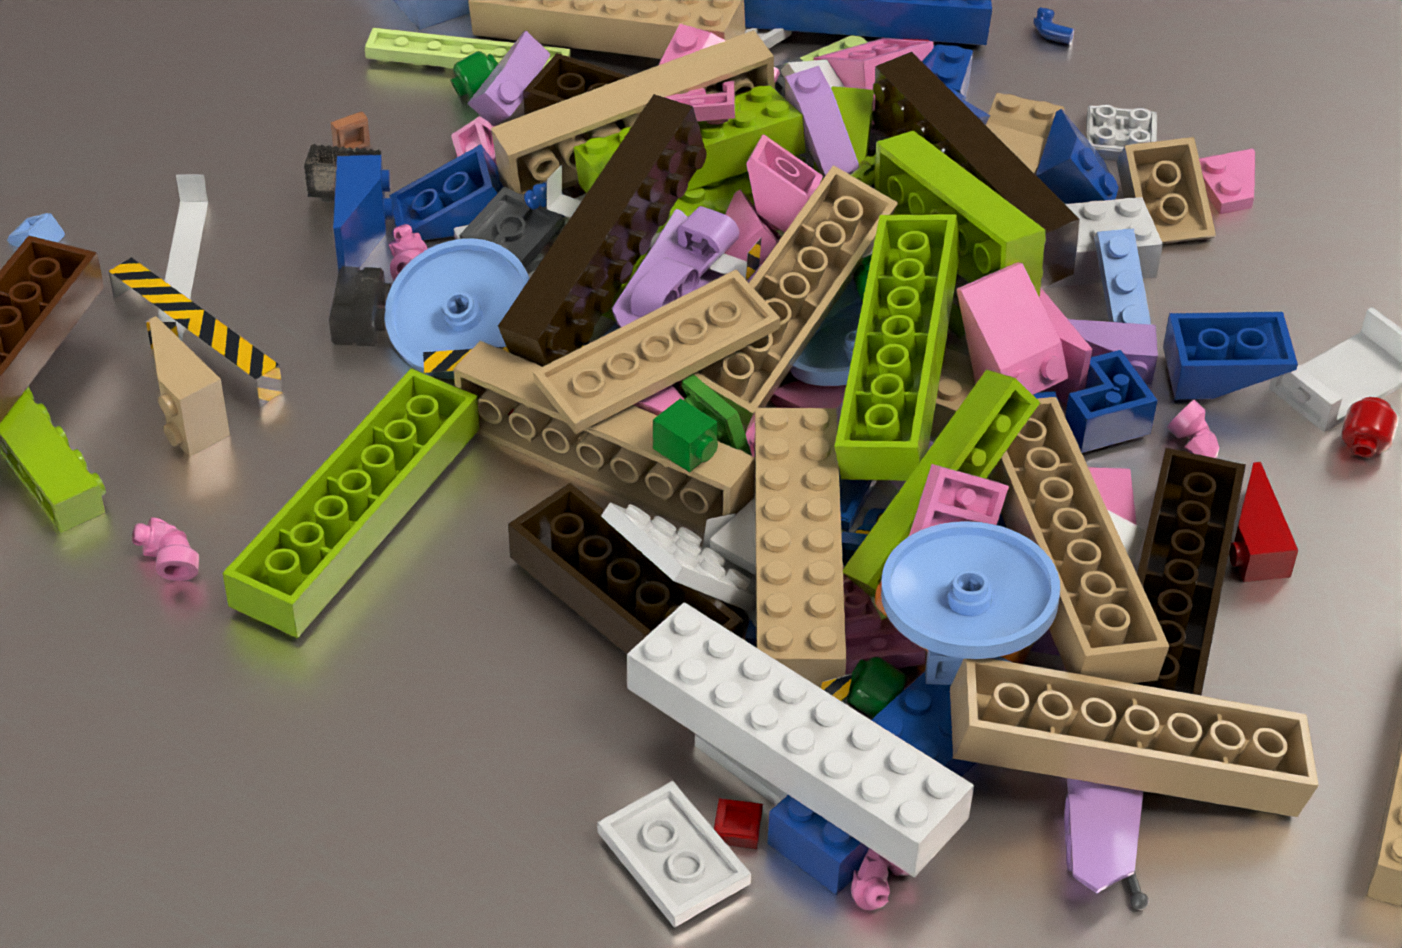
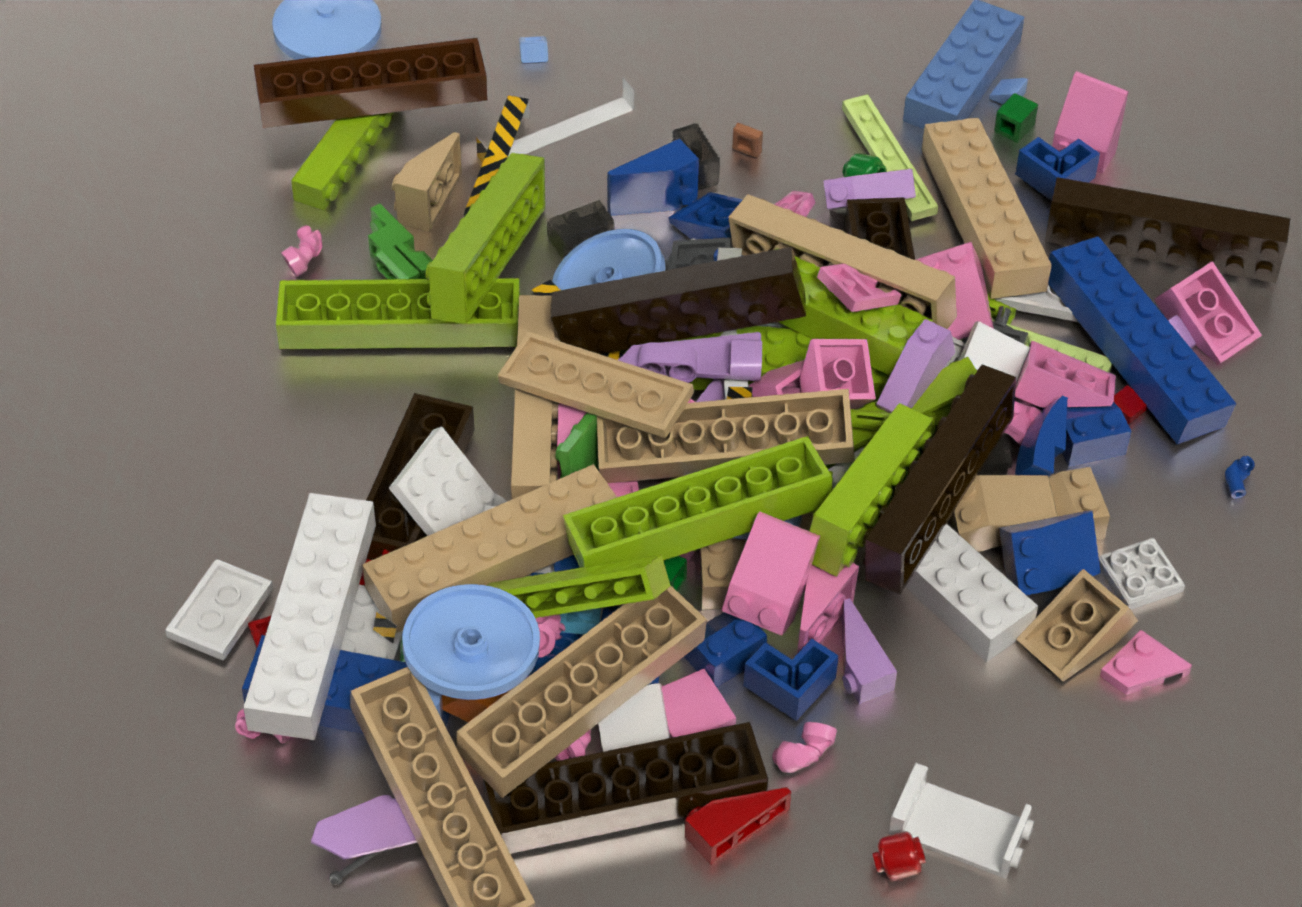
camera: 60 degrees right, 5 degrees up
(247, 470) = (394, 248): none -> bright green plate
(347, 357) = (486, 238): none -> lime brick
(404, 248) = (659, 225): bright pink arm -> none
(685, 435) = (528, 435): green brick -> none
(958, 498) = (551, 602): bright pink wing -> none
(1122, 276) = (931, 635): light blue plate -> none
(1225, 351) = (901, 725): blue slope -> none

